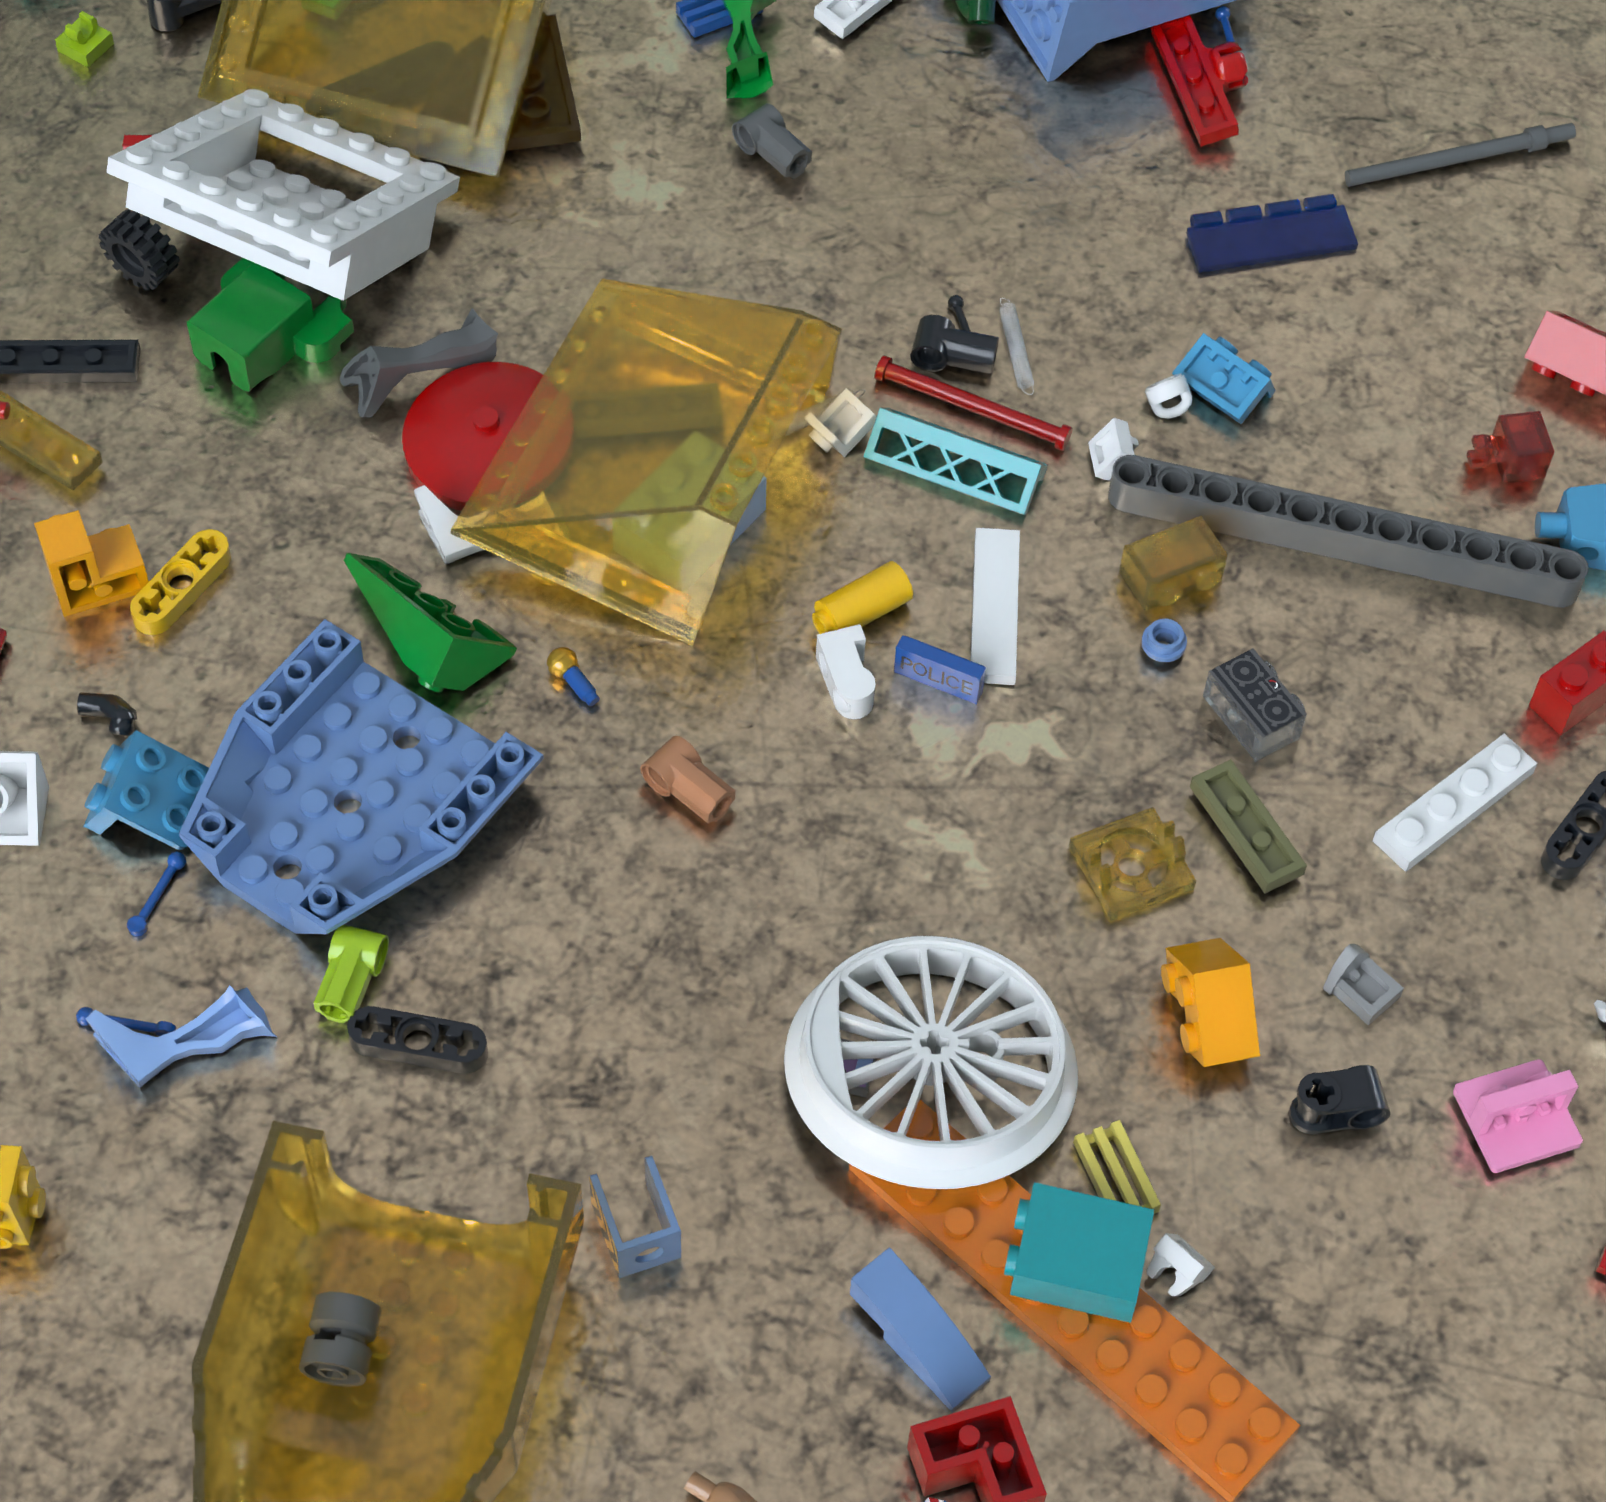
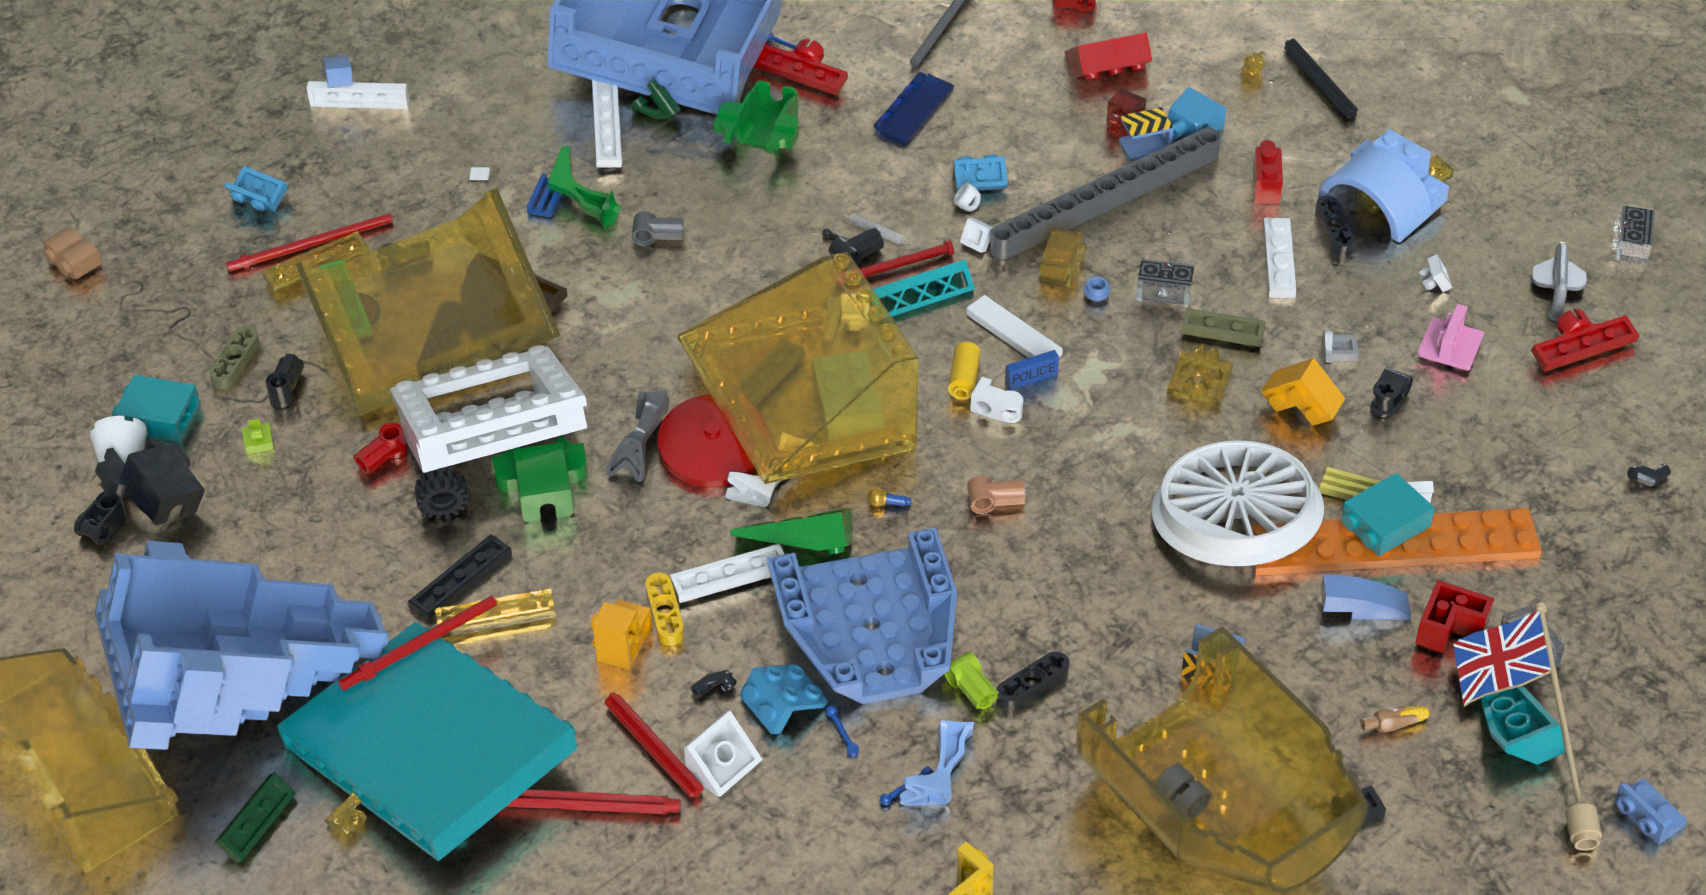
camera: 45 degrees left, 10 degrees down
(286, 598) = (724, 574): none -> white plate
(1057, 102) = (761, 119): none -> green piece
(1497, 494) = (1145, 133): none -> piece

